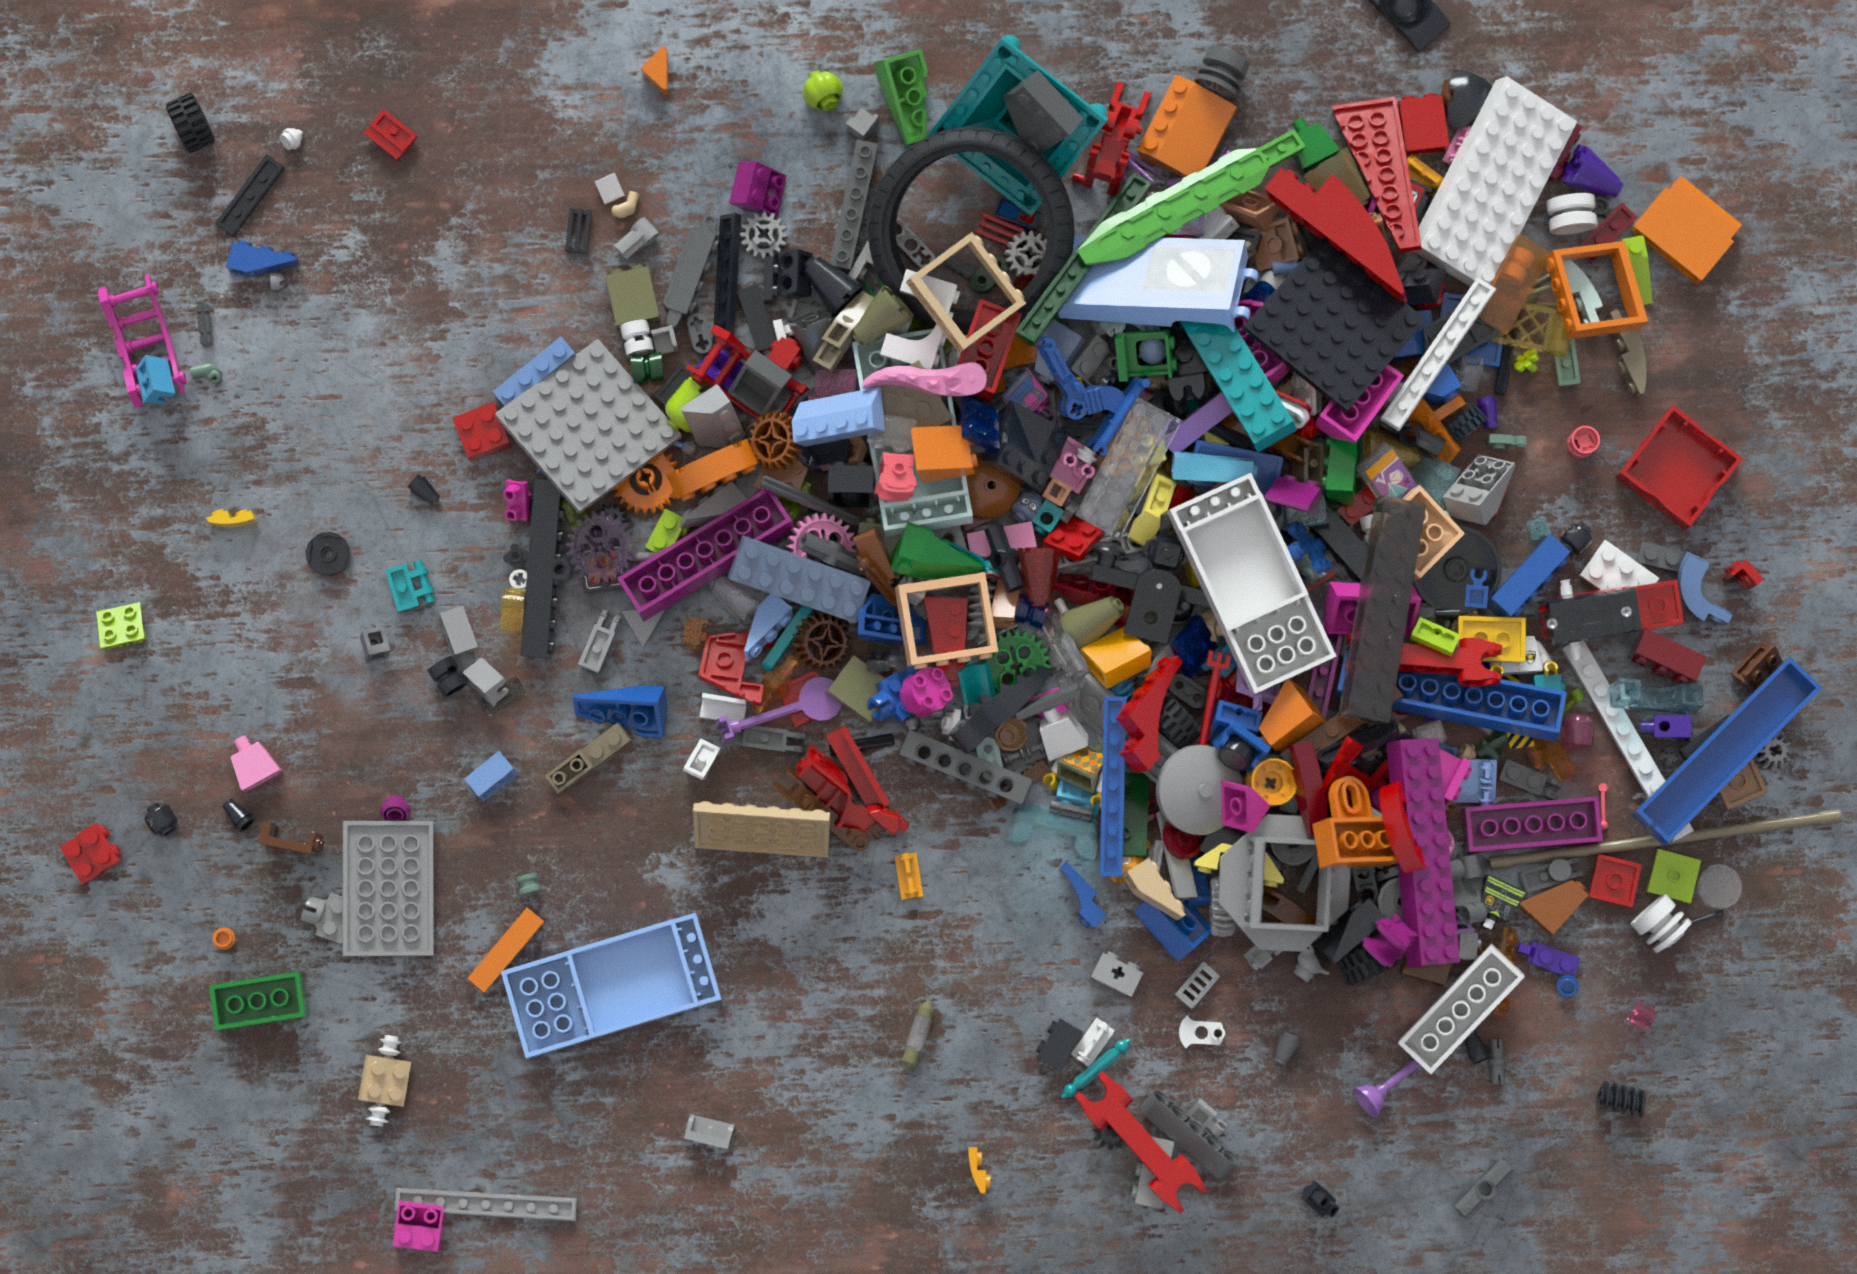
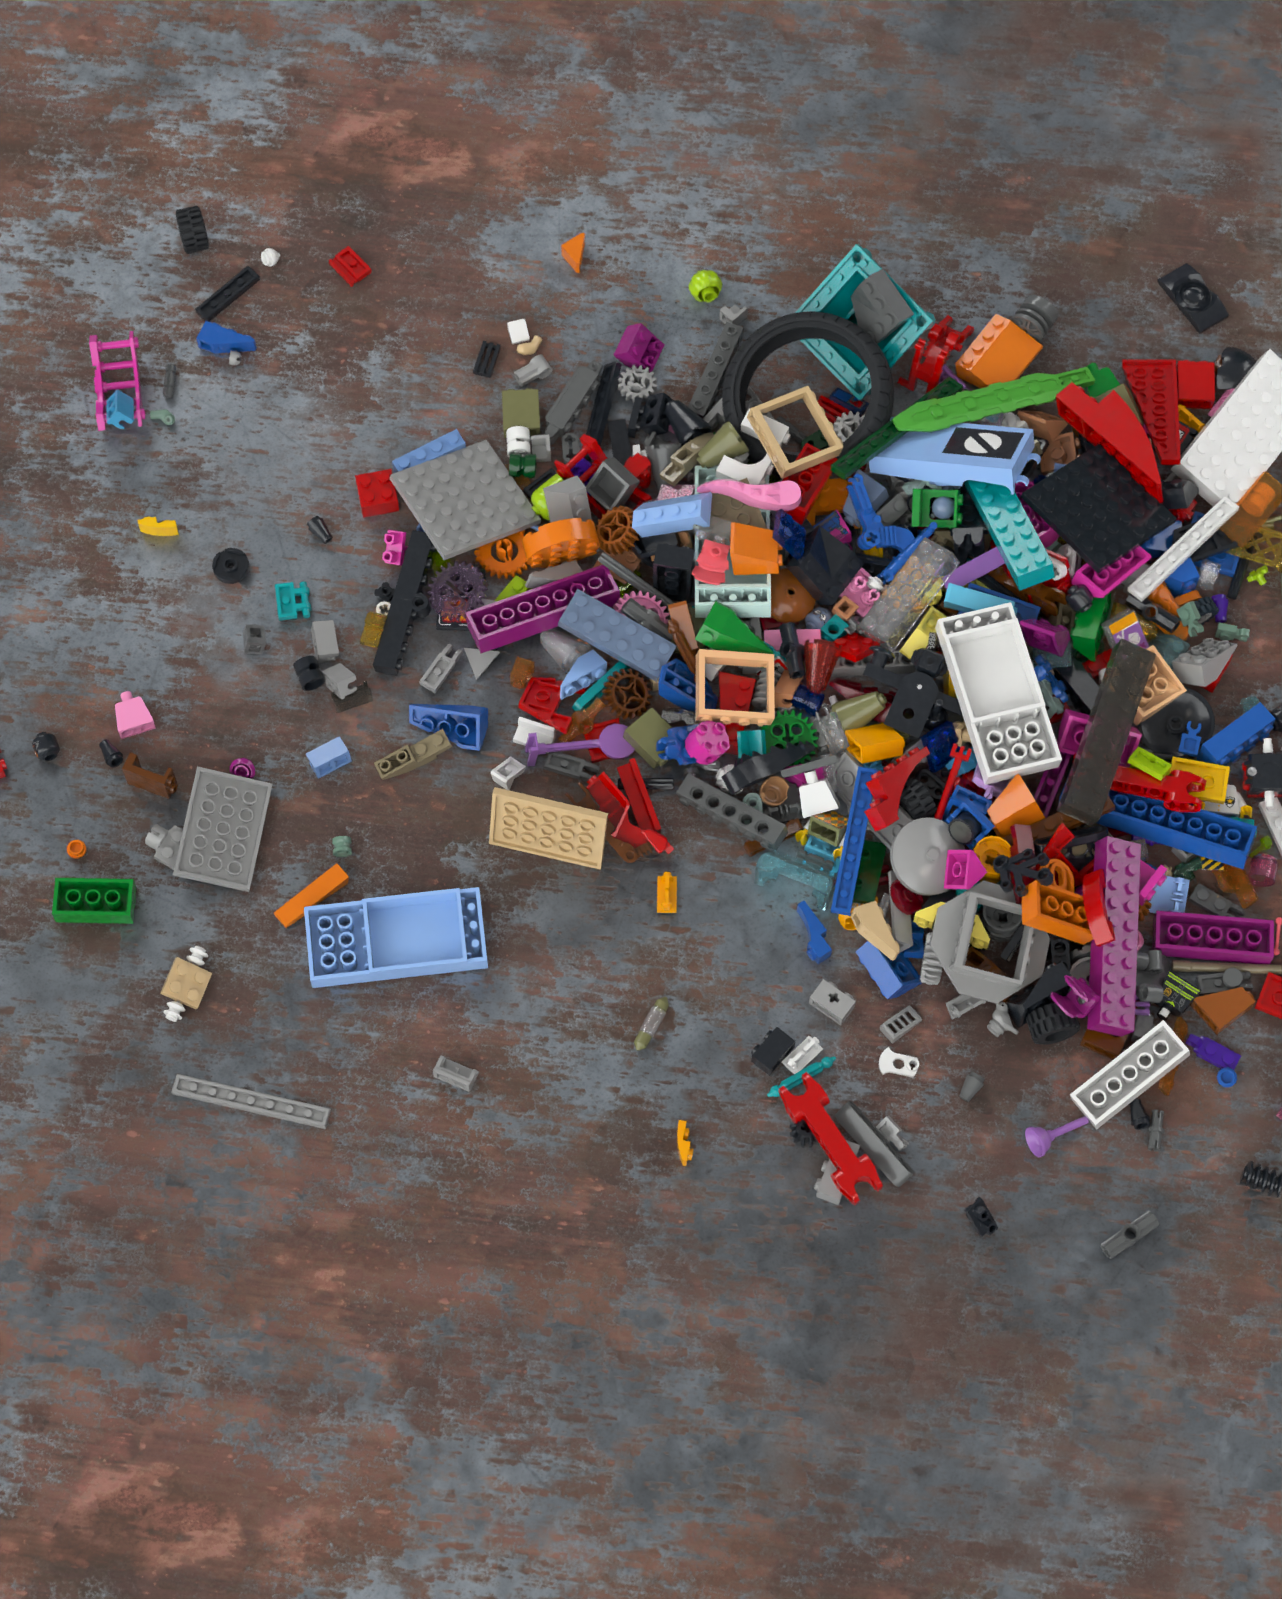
camera: 15 degrees right, 15 degrees down
(120, 626) = (48, 593): lime hinge -> none
(419, 1226) = (189, 1106): dark pink slope -> none
(904, 89) = (771, 290): bright green wedge -> none
(1310, 803) = (1003, 864): none -> black plant
(1327, 443) = (1079, 598): none -> black head
(1456, 436) = (1189, 617): none -> sand green plate

